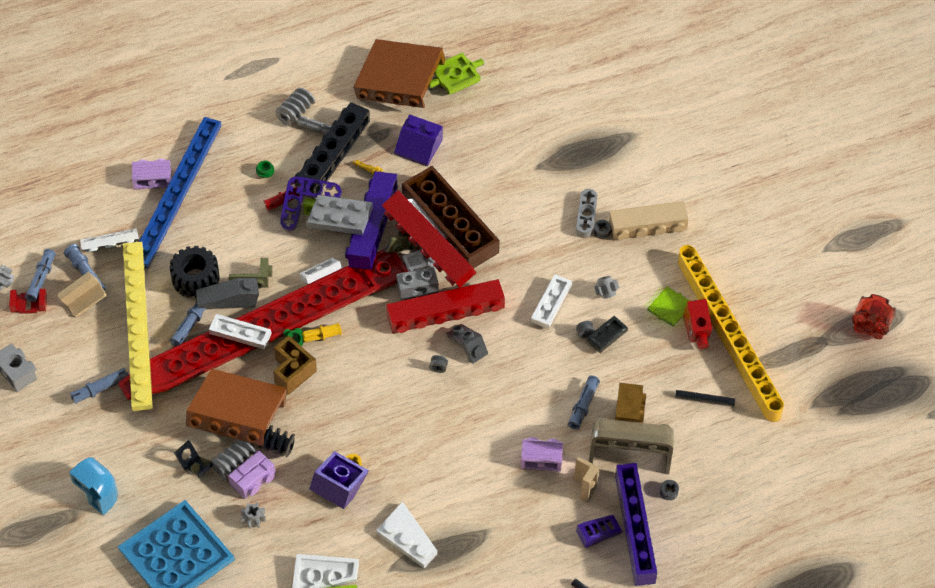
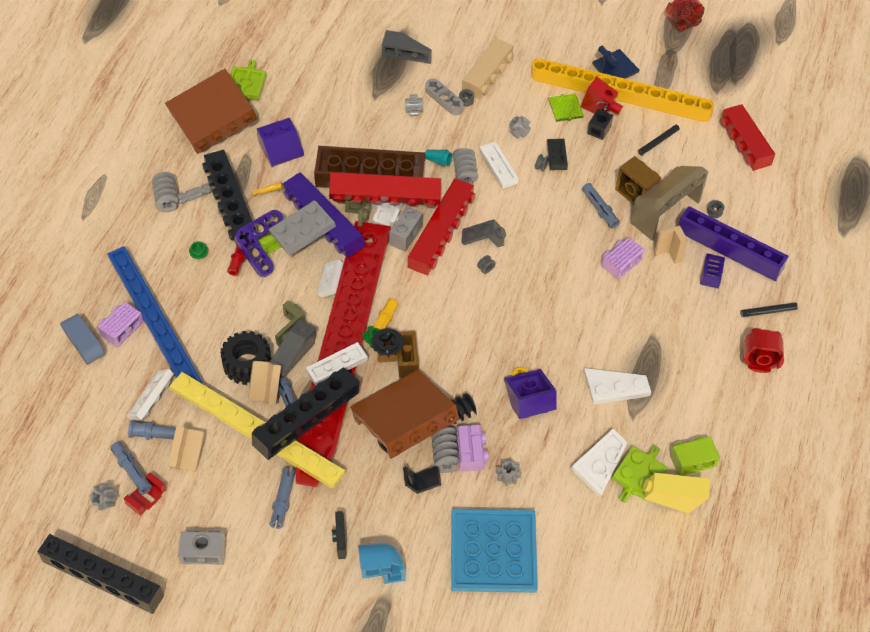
camera: 50 degrees left, 0 degrees up
(100, 443) = (338, 535): none -> pearl dark grey plate
(118, 161) = (82, 338): none -> sand blue beam
(164, 344) = (278, 433): none -> black brick
(181, 297) = (264, 382): none -> tan panel
(290, 342) = (385, 335): none -> black gear
(517, 256) = (439, 156): none -> teal cone
(522, 279) = (465, 165): none -> light grey piece
(551, 198) = (414, 104): none -> light grey gear
(605, 143) = (403, 47): none -> dark grey slope
(666, 343) = (600, 124): none -> black brick
(754, 308) = (615, 63): none -> dark blue plate
(776, 461) = (747, 137): none -> red brick

